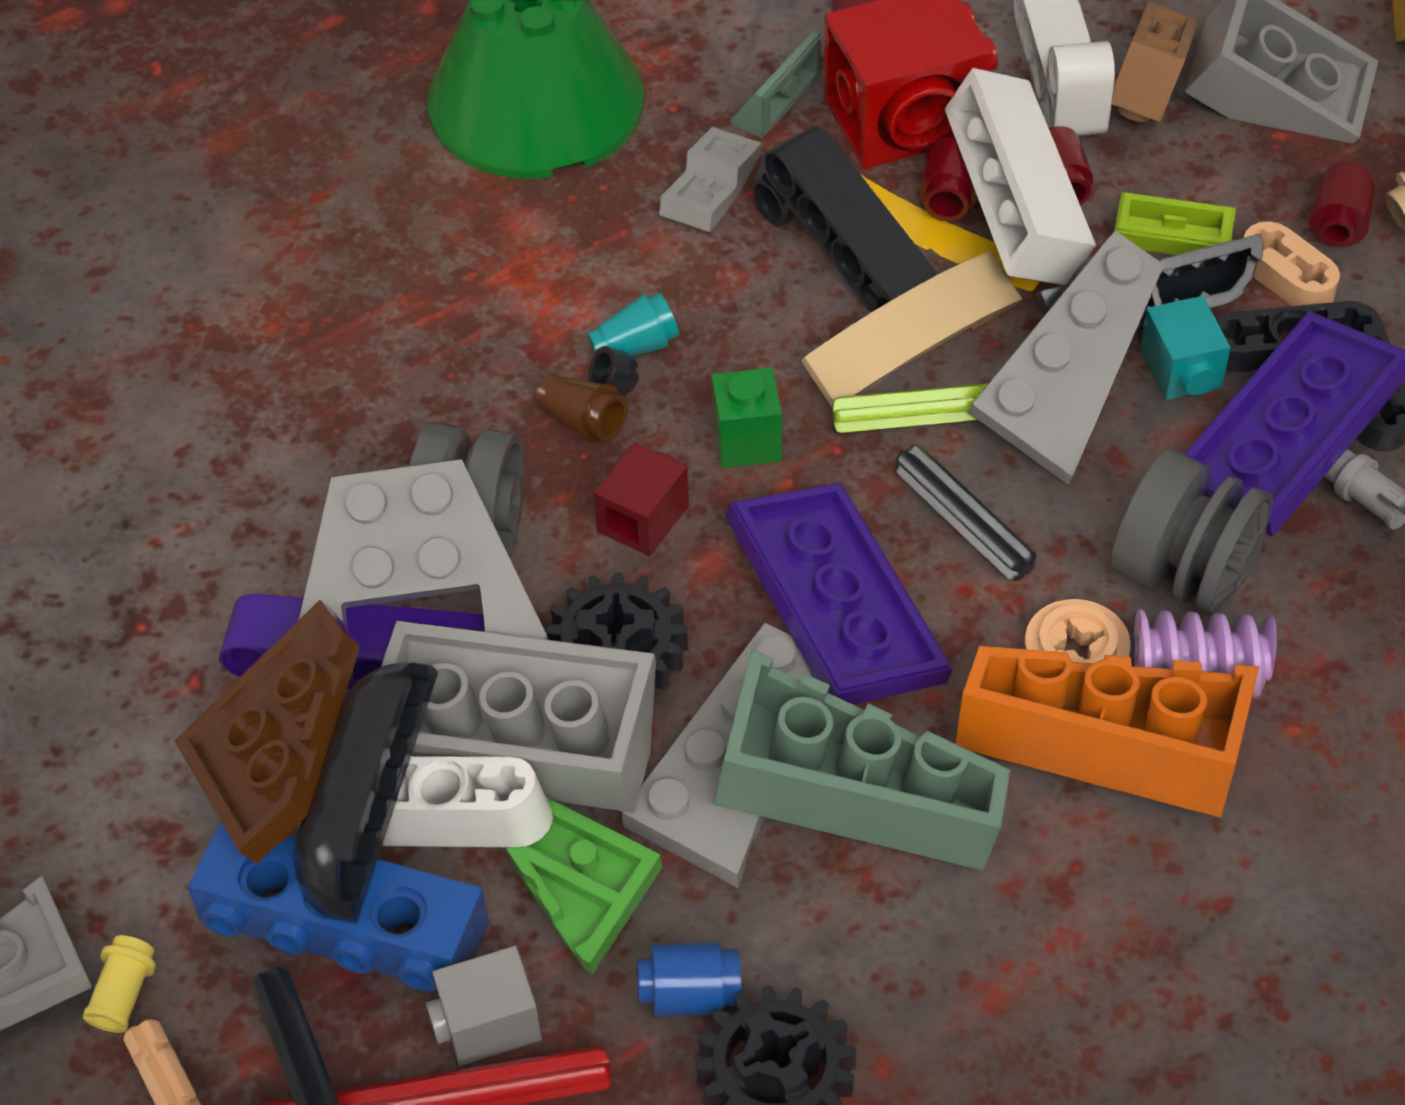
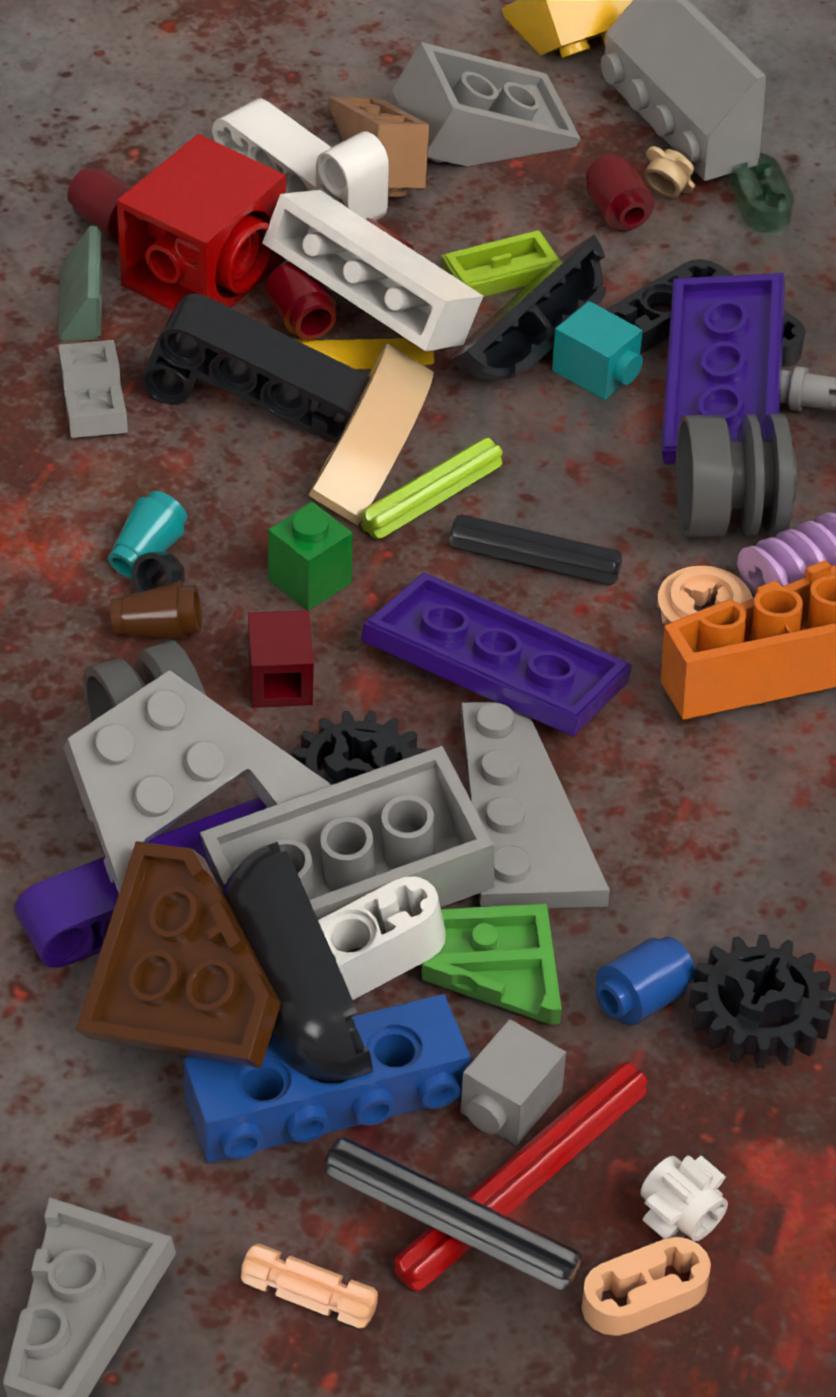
camera: 40 degrees left, 5 degrees down
(119, 983) = (192, 1223): light yellow pin -> none
(856, 772) = (643, 764): sand green wedge -> none
(1066, 366) = (530, 400): light grey wing -> none
(1294, 266) = (628, 258): light nougat beam -> none

